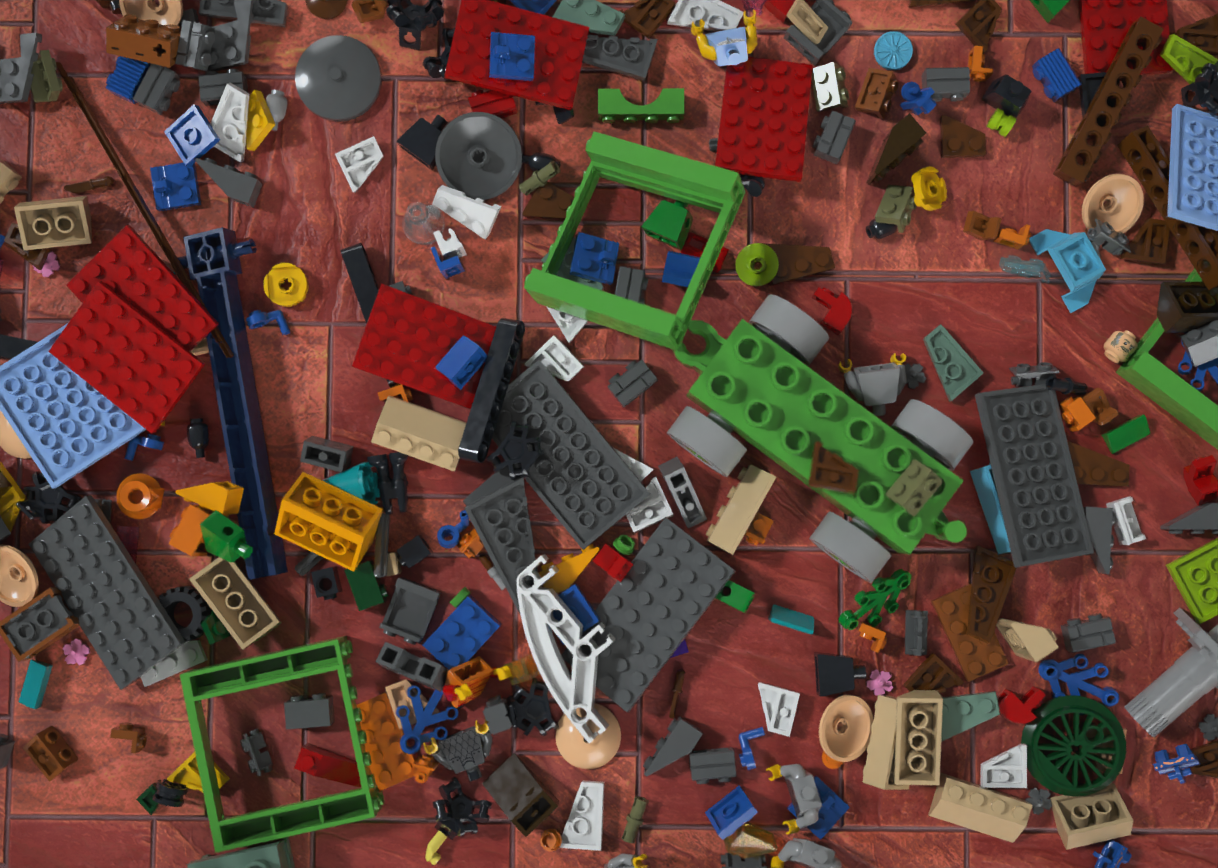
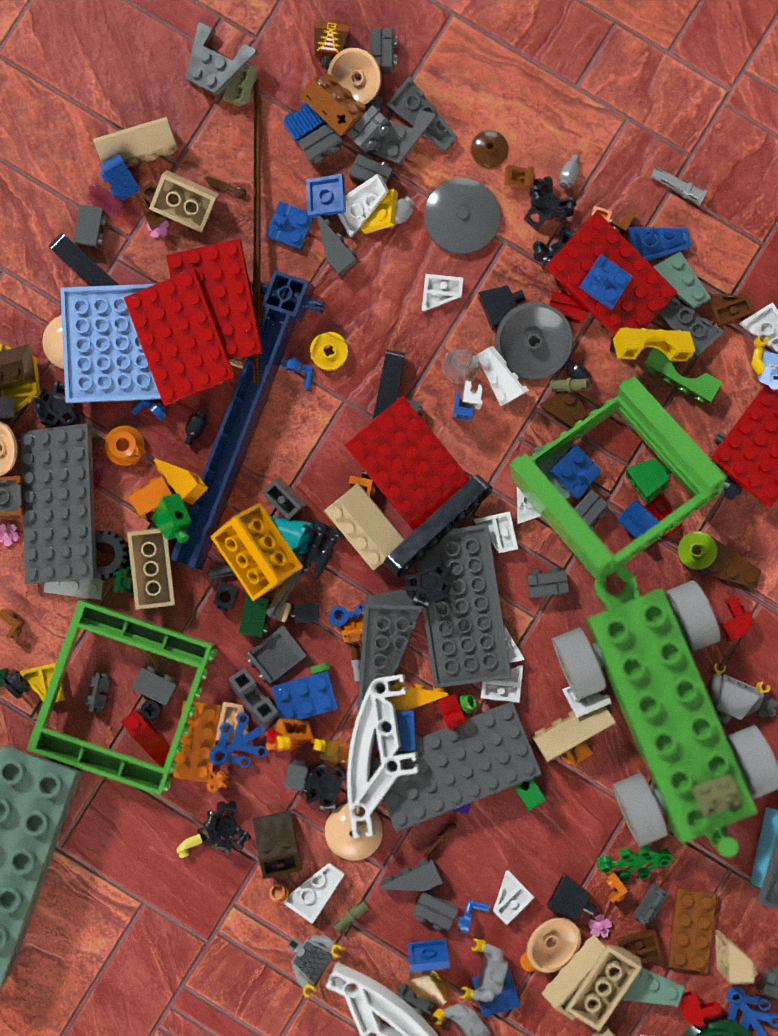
camera: 35 degrees right, 0 degrees up
(323, 734) = (155, 709): none -> black wheel
(462, 362) = (428, 490): blue panel -> none
(463, 750) = (254, 785): torso -> none
(616, 79) = (674, 344): none -> yellow arch
(682, 492) = (536, 689): dark grey slope -> none
(738, 475) = (587, 704): none -> white wing
(792, 619) = (561, 837): teal slope -> none
(831, 472) = (661, 745): reddish brown wing -> none
(989, 589) = (726, 906): reddish brown wing -> none

